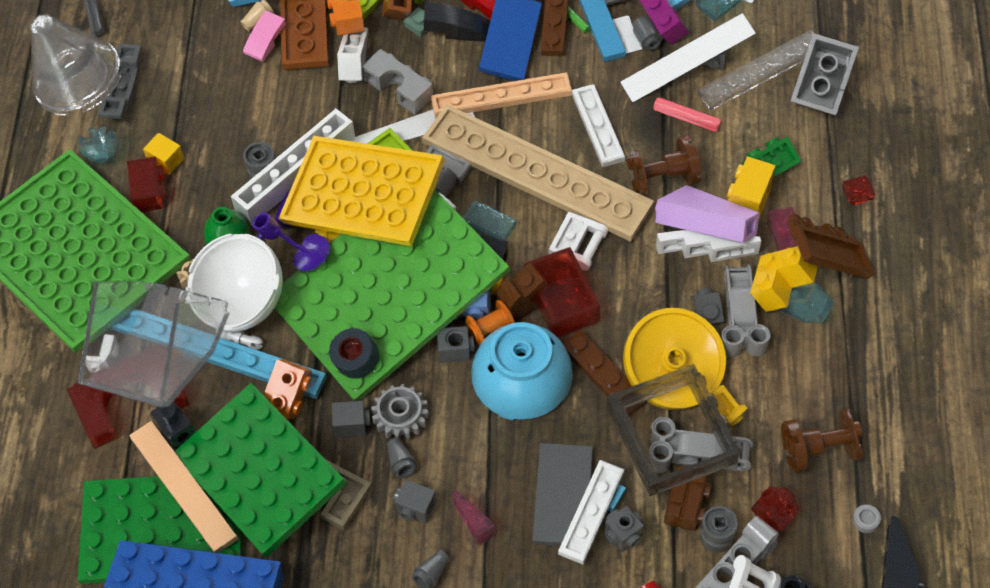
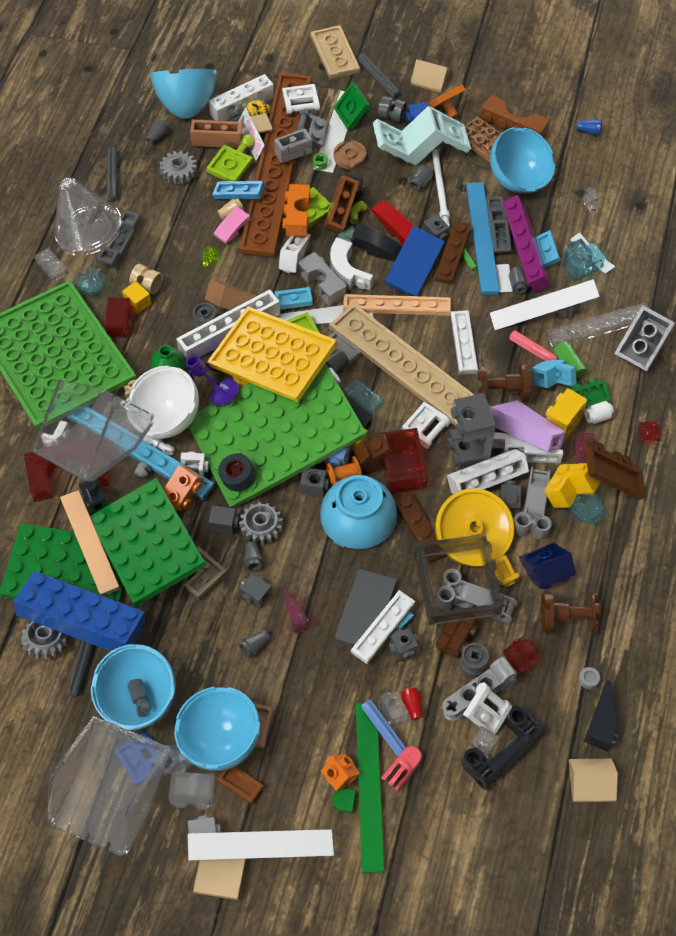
camera: 10 degrees right, 0 degrees up
(39, 134) = (51, 264): none -> clear plate
(175, 127) = (148, 279): none -> tan wheel
(228, 376) = (142, 470): none -> light grey hinge
(244, 81) = (209, 255): none -> clear neon green plate
(281, 128) = (226, 295): none -> medium nougat panel
(294, 350) = (195, 461): none -> white bracket
(369, 113) = (294, 298): none -> medium azure plate
(413, 47) = (339, 257): none -> white arch
(646, 241) = (473, 434): none -> dark grey plate
(674, 284) = (489, 472): none -> white brick
(722, 139) = (553, 372): none -> medium azure brick
(738, 120) = (566, 352): none -> bright green brick
(779, 386) = (548, 565): none -> clear blue slope
(790, 179) = (599, 412): none -> white brick

